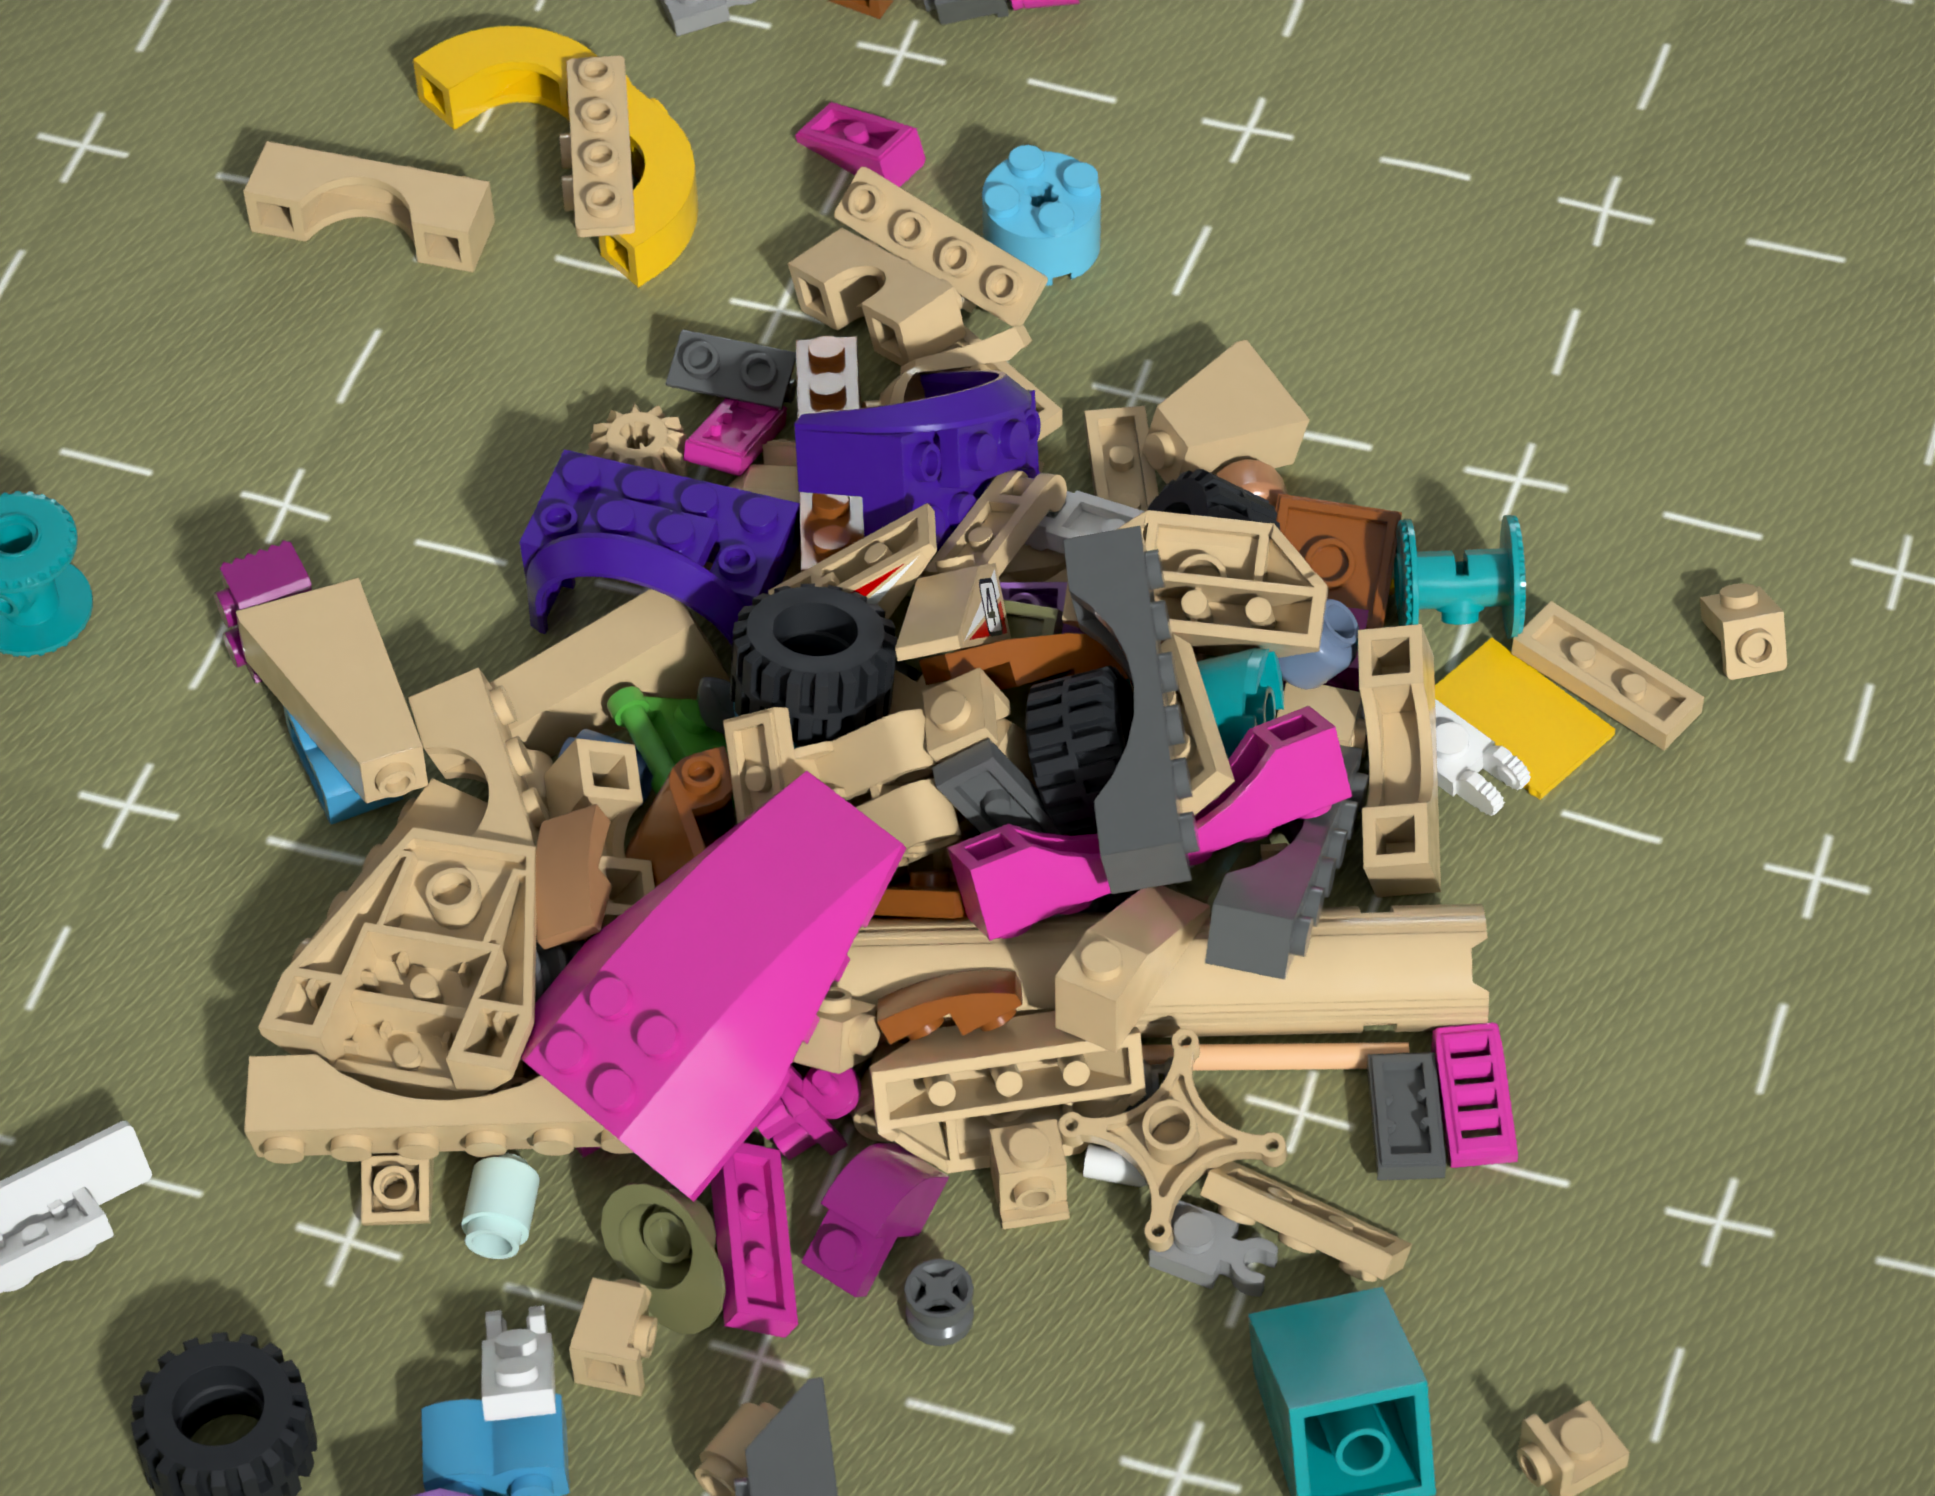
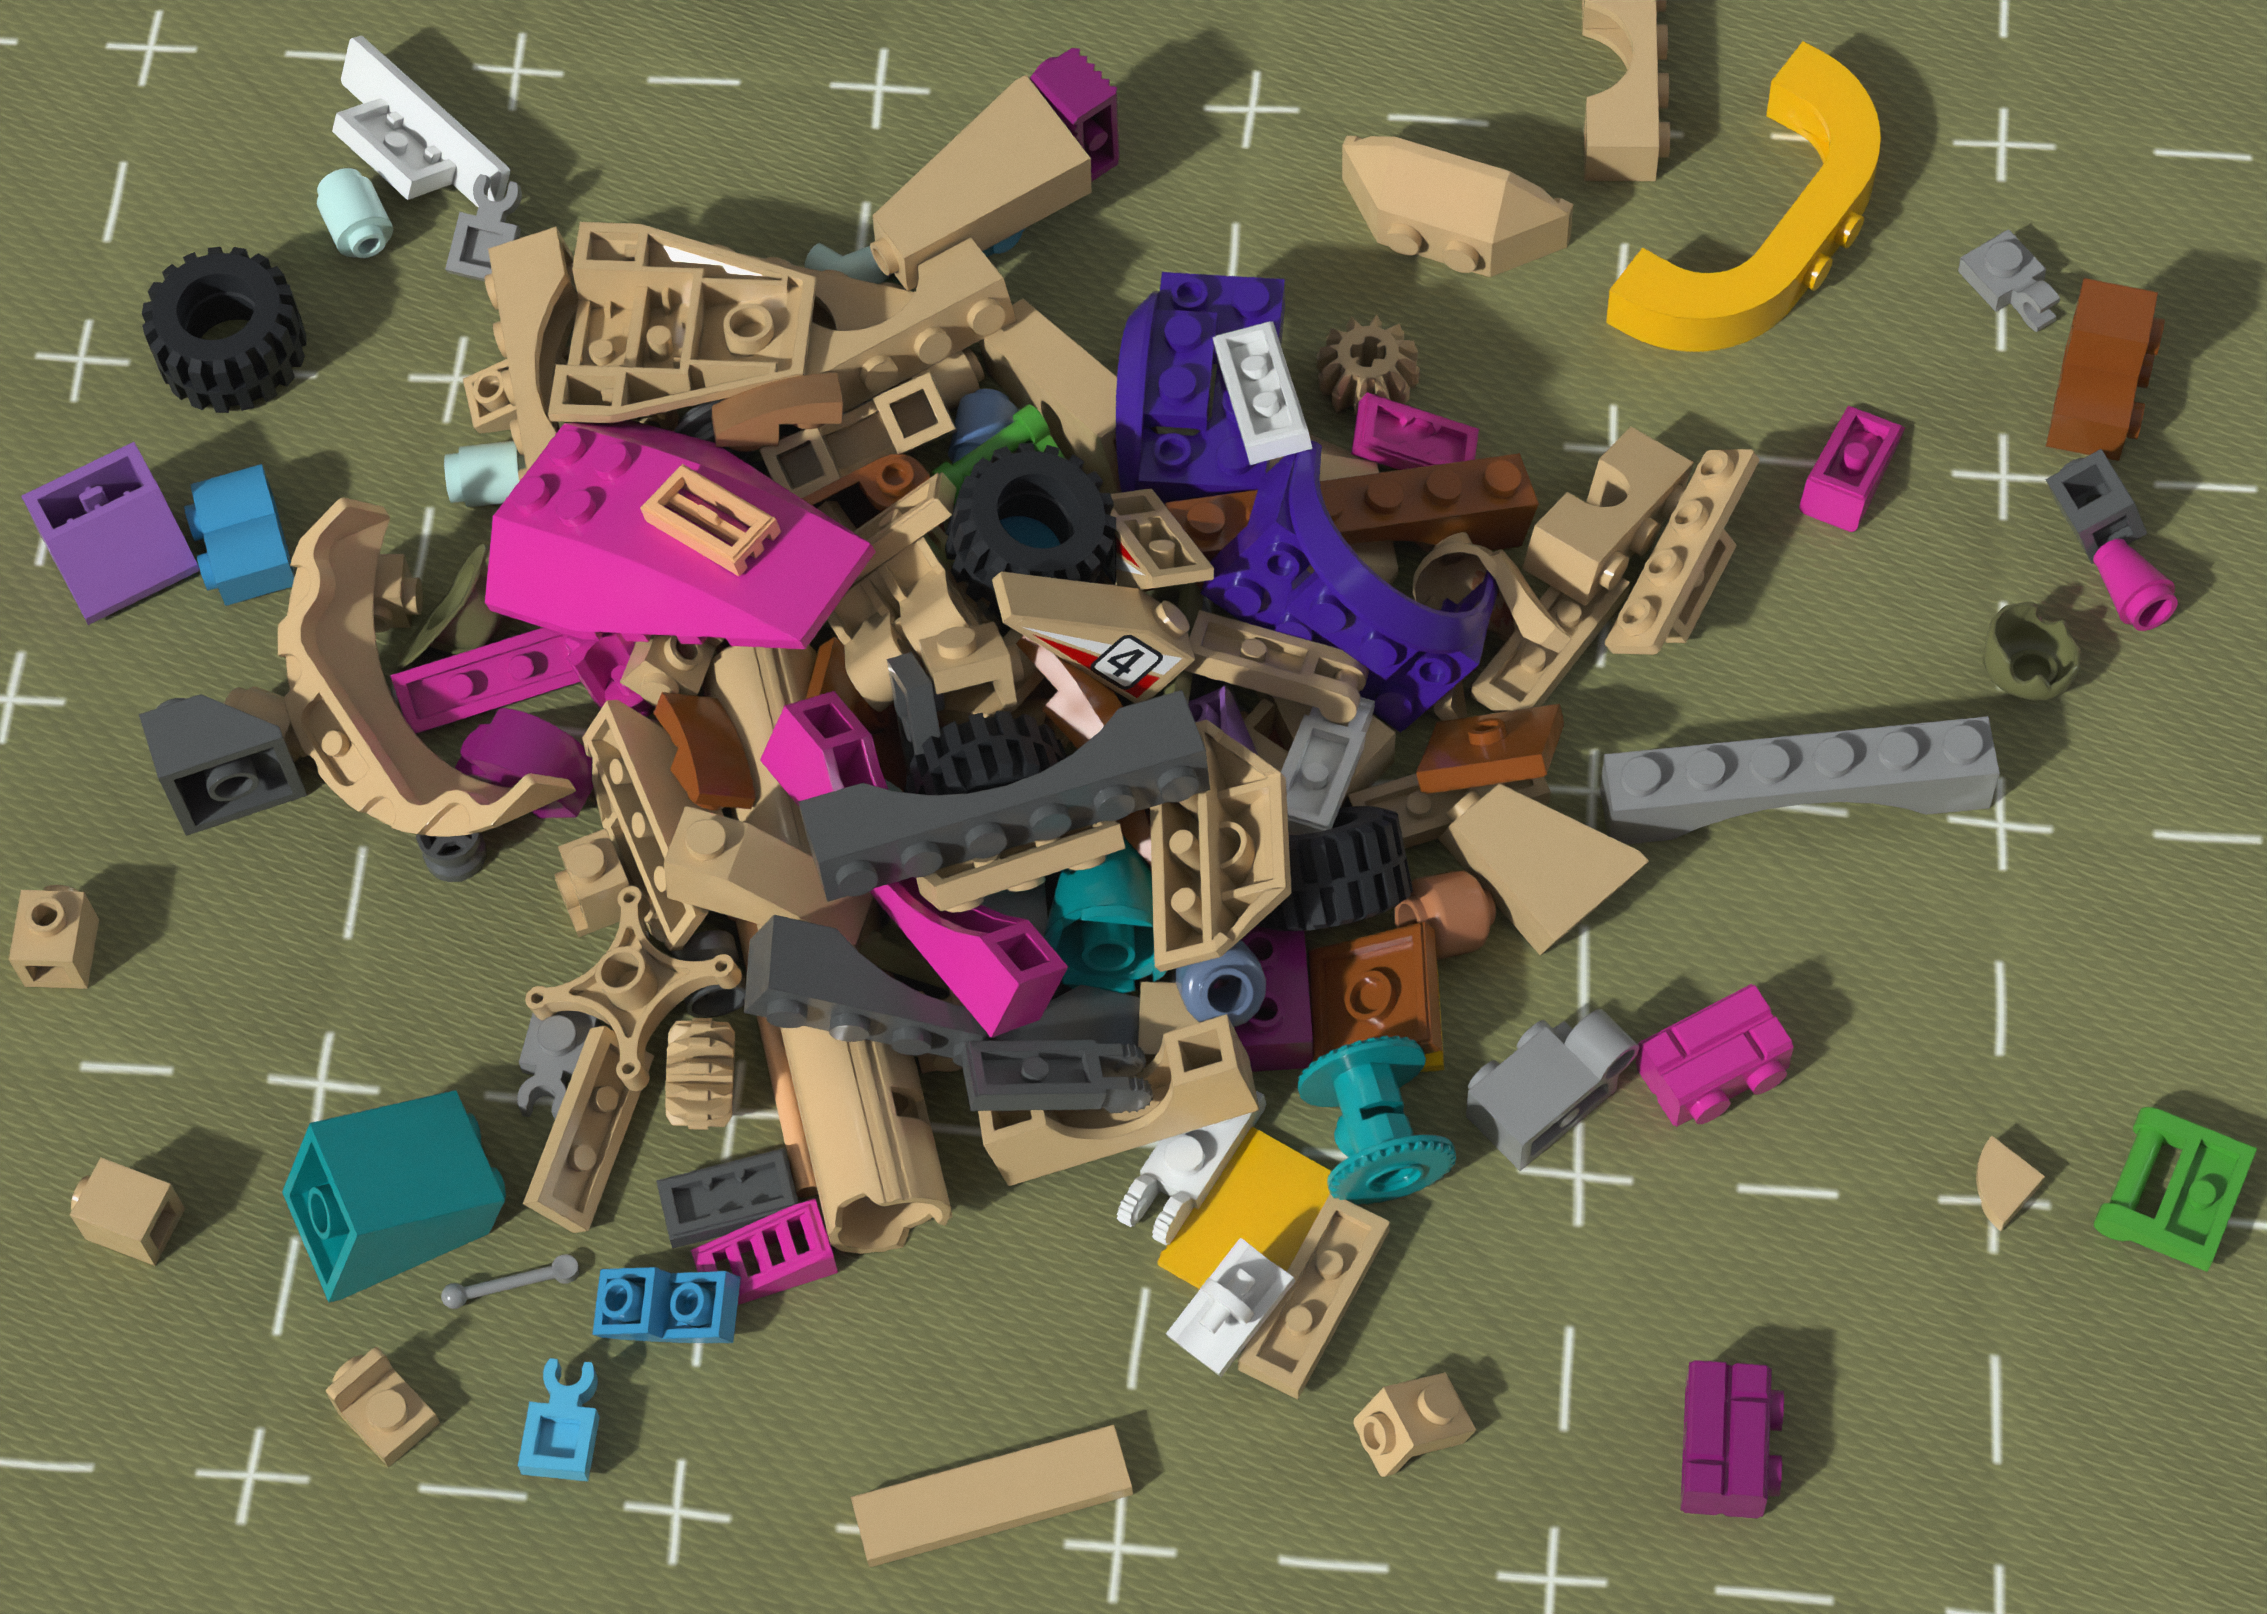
camera: 80 degrees right, 10 degrees up
(110, 1291) = (353, 213): none -> light aqua brick
(199, 1169) = (487, 229): none -> light grey plate
(359, 835) = (856, 265): none -> light aqua arm
(476, 363) = (1451, 206): none -> tan wedge
(517, 1368) = (278, 518): white hinge -> none
(598, 148) = (1732, 225): tan bracket -> none
(722, 455) = (1262, 393): none -> white tile
(733, 370) = (1488, 409): dark grey hinge -> none
(744, 903) = (744, 544): none -> light nougat tile
(835, 1340) = (345, 705): none -> tan windscreen
(1044, 211) = (1779, 642): medium azure brick -> none
(1103, 421) = (1490, 749): none -> dark orange plate
(1104, 59) = (2030, 654): none -> olive hair
(1182, 236) = (1902, 766): none -> light grey arch
(1279, 1097) = (700, 1073): none -> tan gear
(1381, 786) = (1054, 1076): none -> dark grey hinge
(1440, 348) = (1715, 1057): none -> dark pink brick
(1441, 464) = (1548, 1084): none -> light grey hinge
(1444, 1279) = (563, 1269): none -> light grey hinge
(1511, 1185) = (666, 1305): none -> dark azure slope
(1596, 192) = (2004, 1182): none -> tan tile
(1618, 724) = (1230, 1307): none -> white hips
(1630, 1293) = (561, 1433): none -> medium azure plate
(1638, 73) = (2196, 1198): none -> bright green plate
(1755, 959) = (991, 1496): none -> tan tile
(1804, 413) = (1728, 1439): none -> magenta brick

